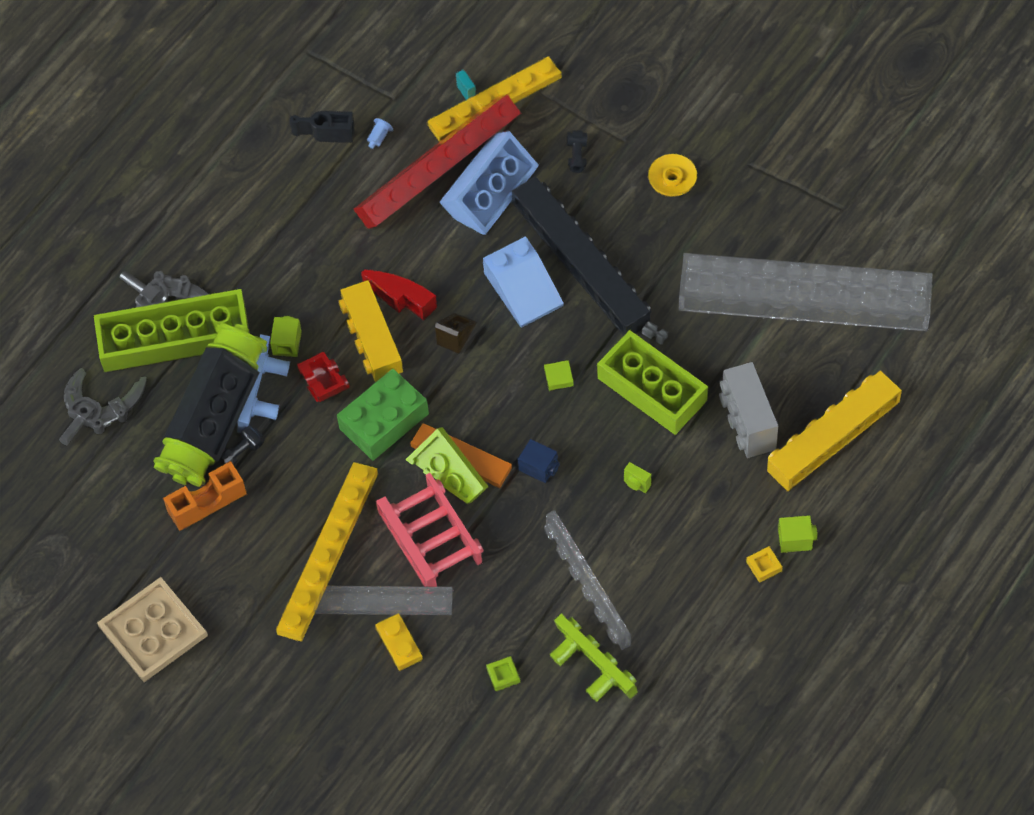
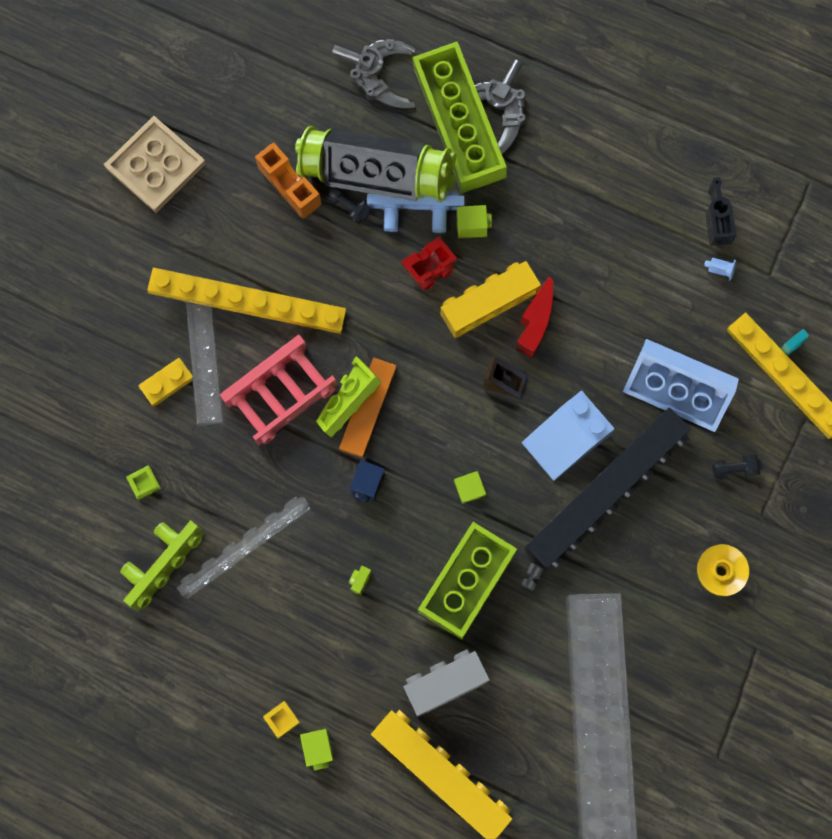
camera: 80 degrees right, 15 degrees up
(382, 414) = (398, 325): bright green brick -> none
(437, 161) = (695, 329): red brick -> none

